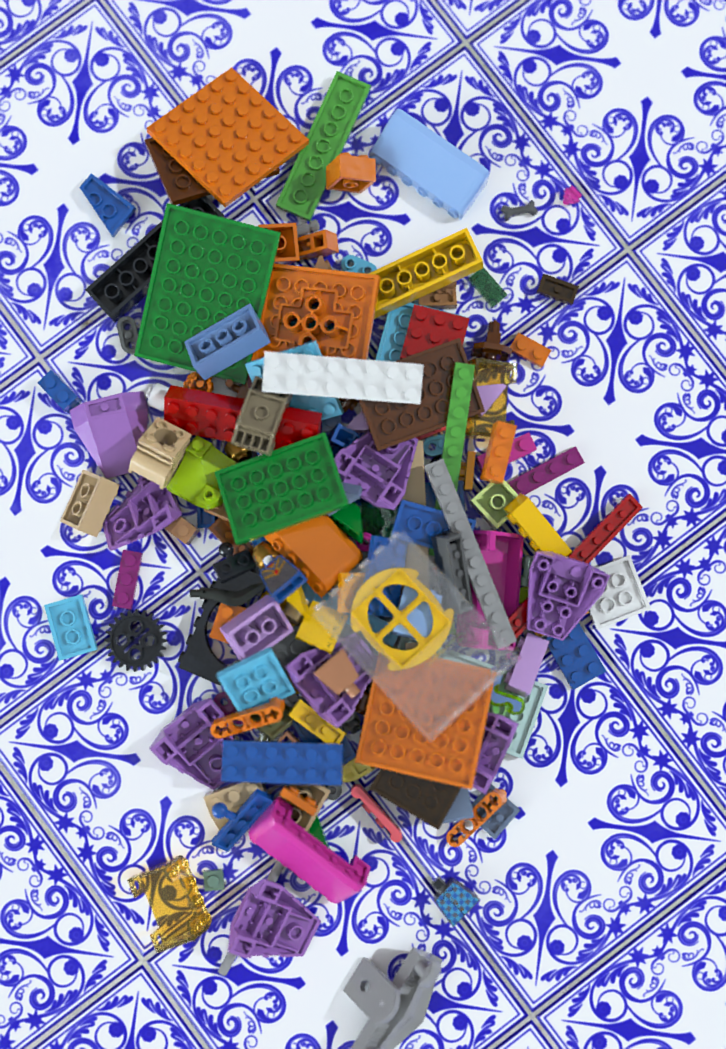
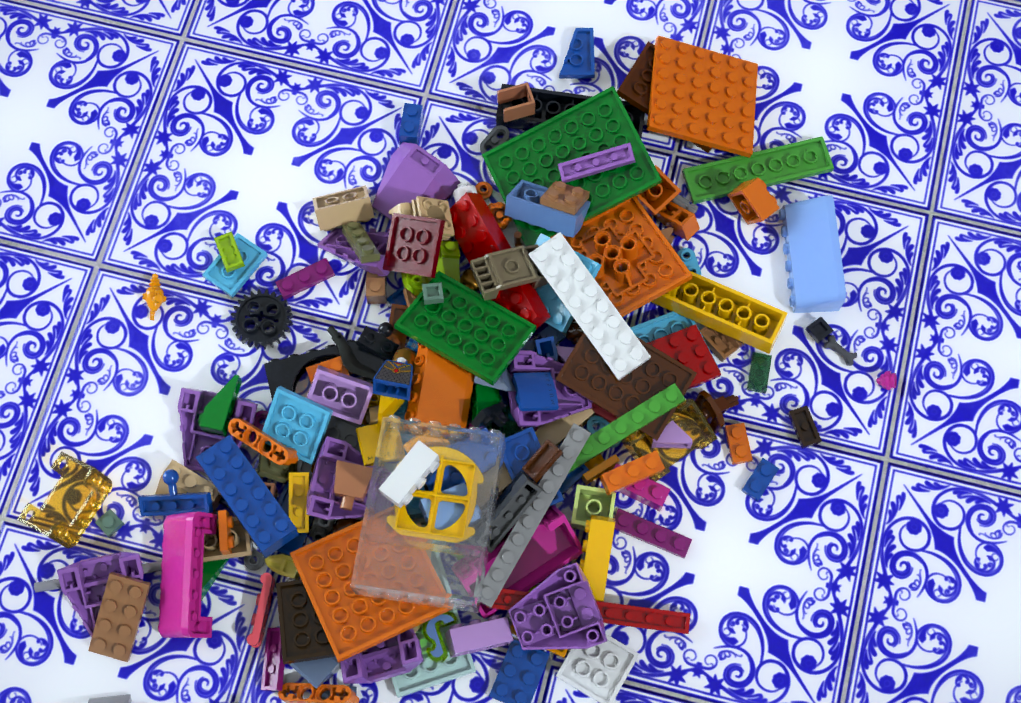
camera: 50 degrees right, 15 degrees down
(46, 712) = (154, 295): none -> light orange piece
(57, 625) = (229, 252): none -> lime plate
(105, 286) = (514, 93): none -> nougat piece
(138, 514) = (360, 242): none -> olive plate
(169, 381) = (487, 193): none -> orange plate
(179, 476) = (413, 245): none -> plate
(192, 731) = (220, 409): none -> green slope
(223, 271) = (596, 163): none -> medium lavender plate
(232, 321) = (564, 197): none -> medium nougat plate
(233, 493) = (432, 293): none -> sand green plate
(299, 925) = (119, 616): none -> medium nougat plate
(369, 520) = (491, 414): none -> black hinge
(376, 474) = (535, 391): none -> blue slope
(380, 630) = (410, 474): none -> white brick
(426, 834) = (273, 663): none -> magenta plate
(435, 513) = (542, 460): none -> reddish brown tile
(491, 212) = (819, 330): none -> black plate
(570, 357) = (760, 479): none -> blue plate

